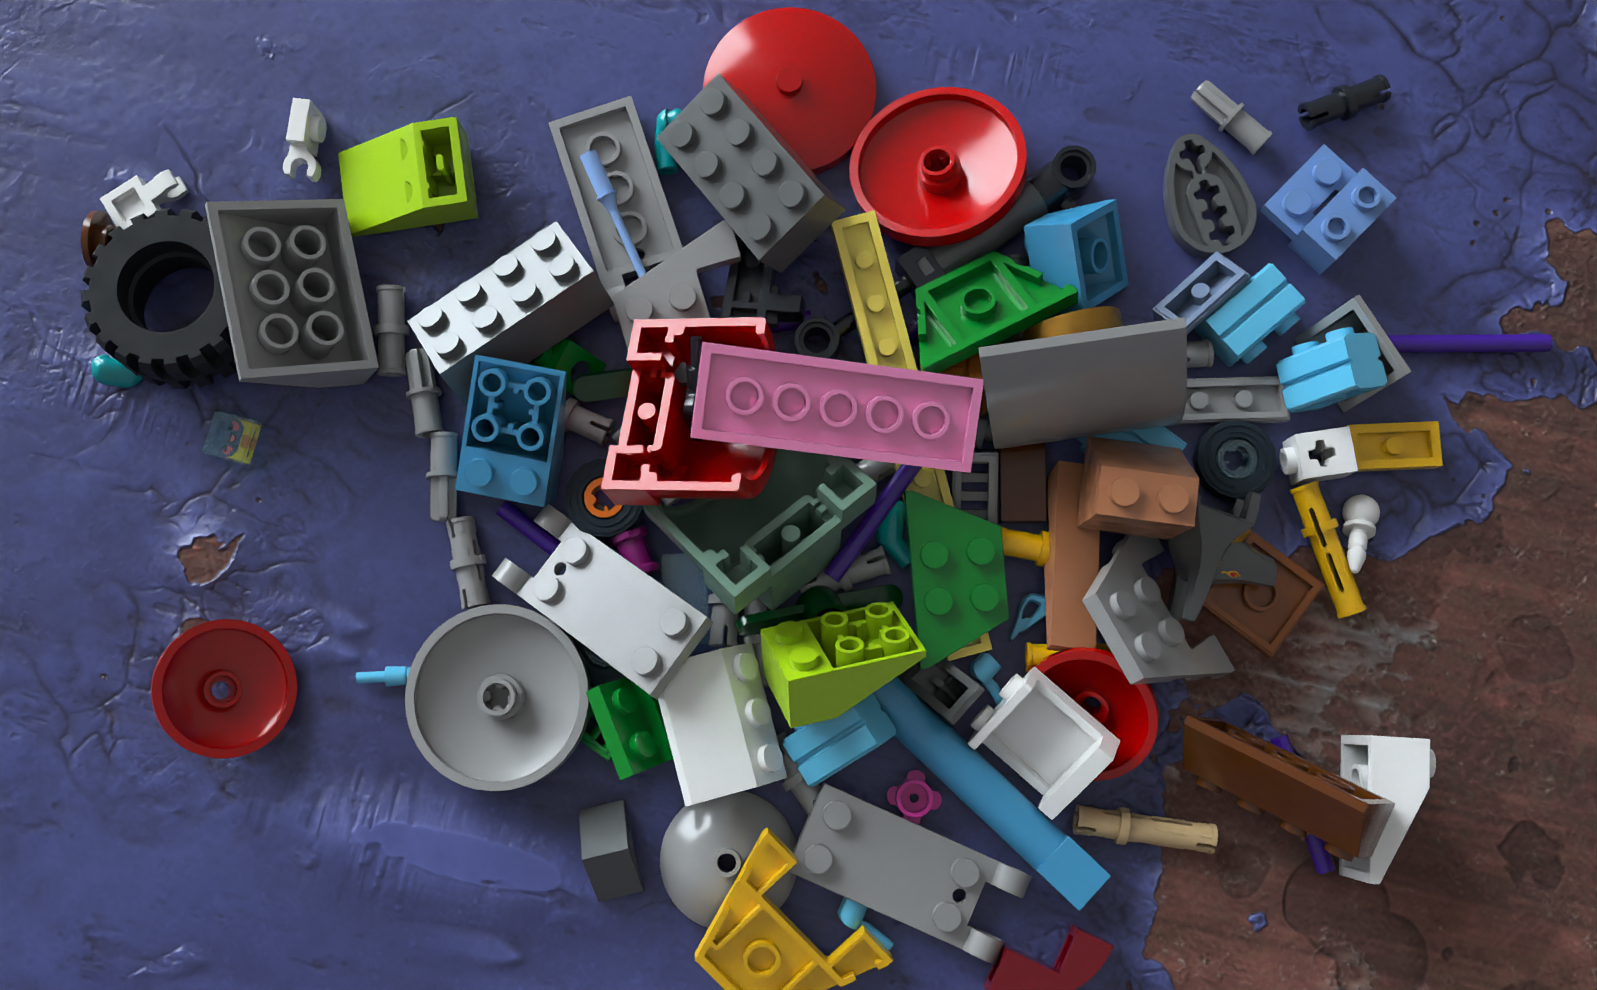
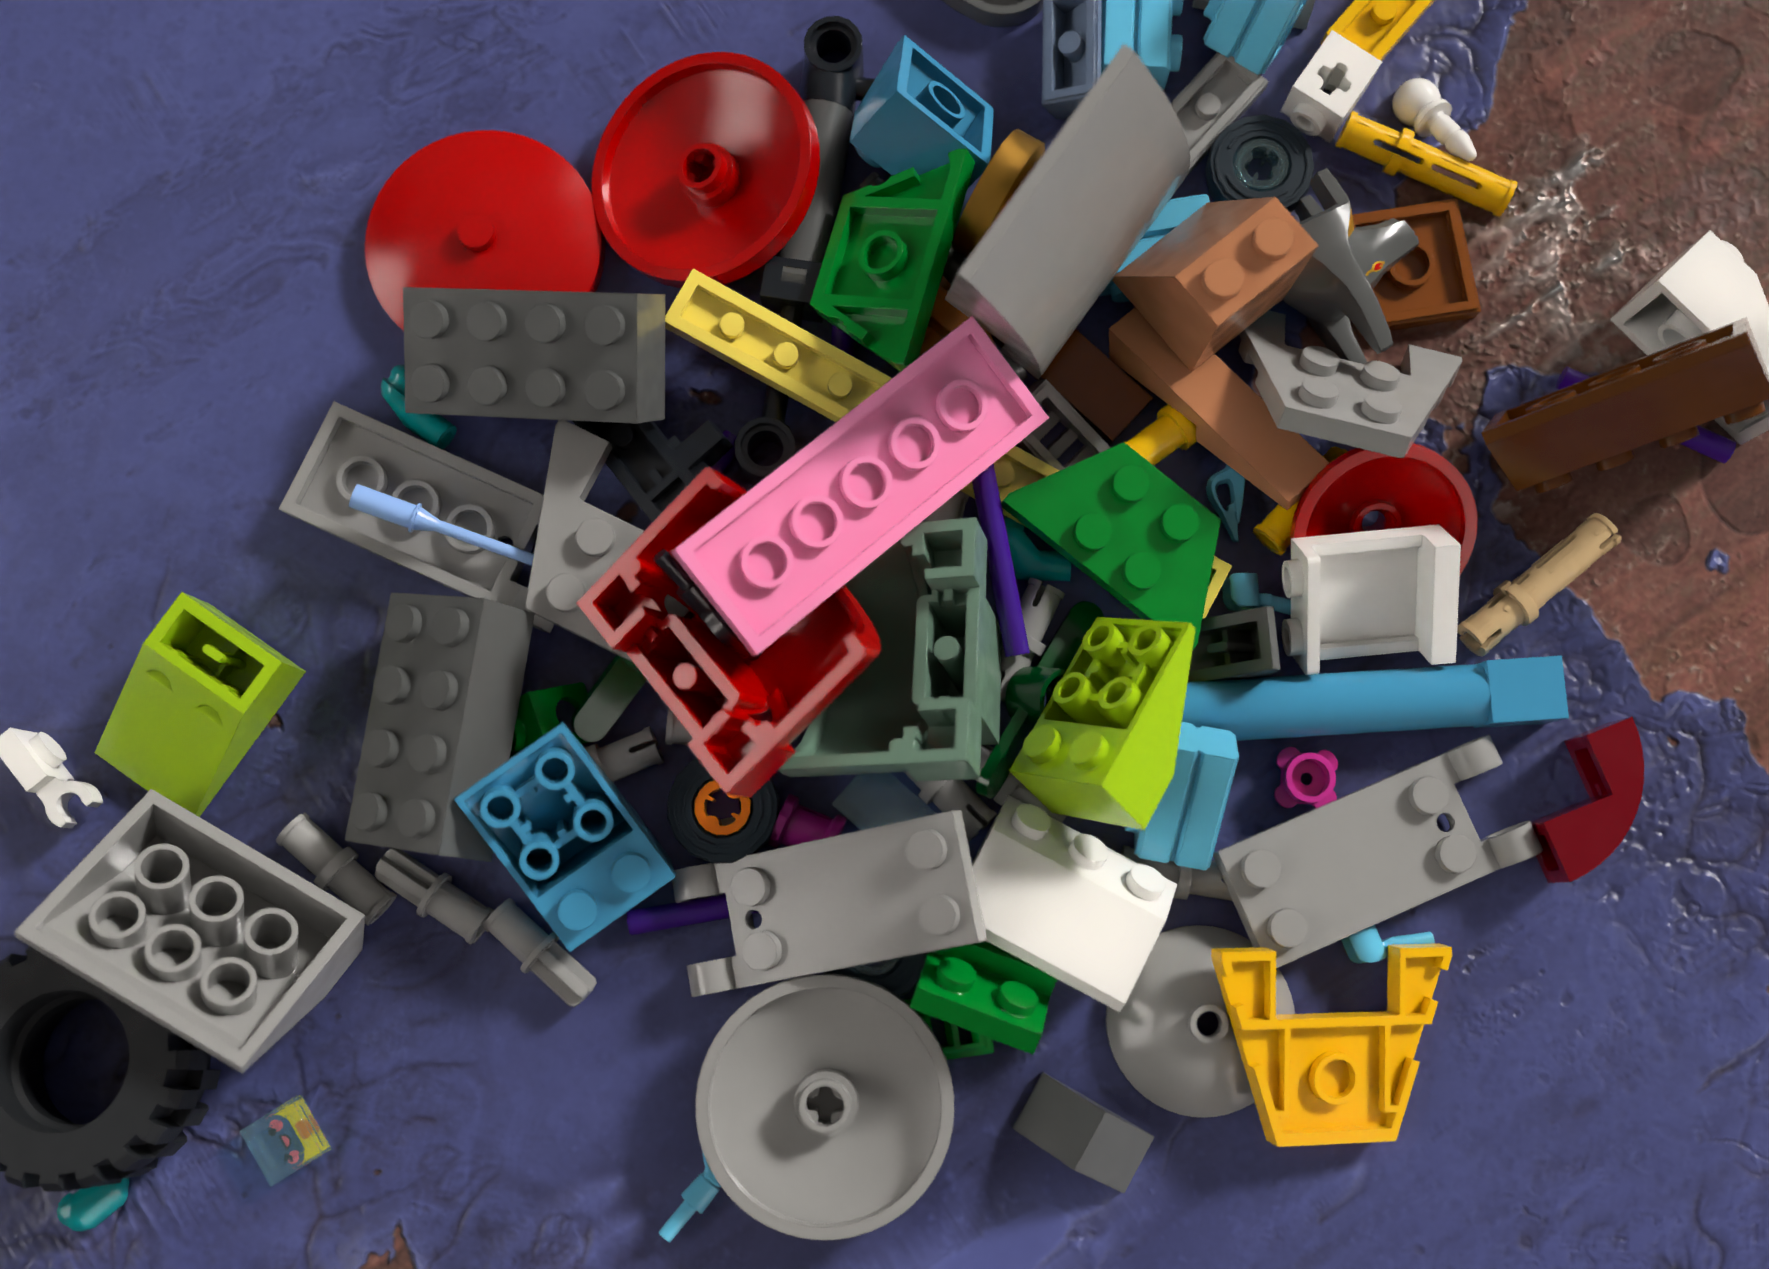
camera: 50 degrees left, 0 degrees up
(468, 562) = (653, 1010): light grey pin -> none

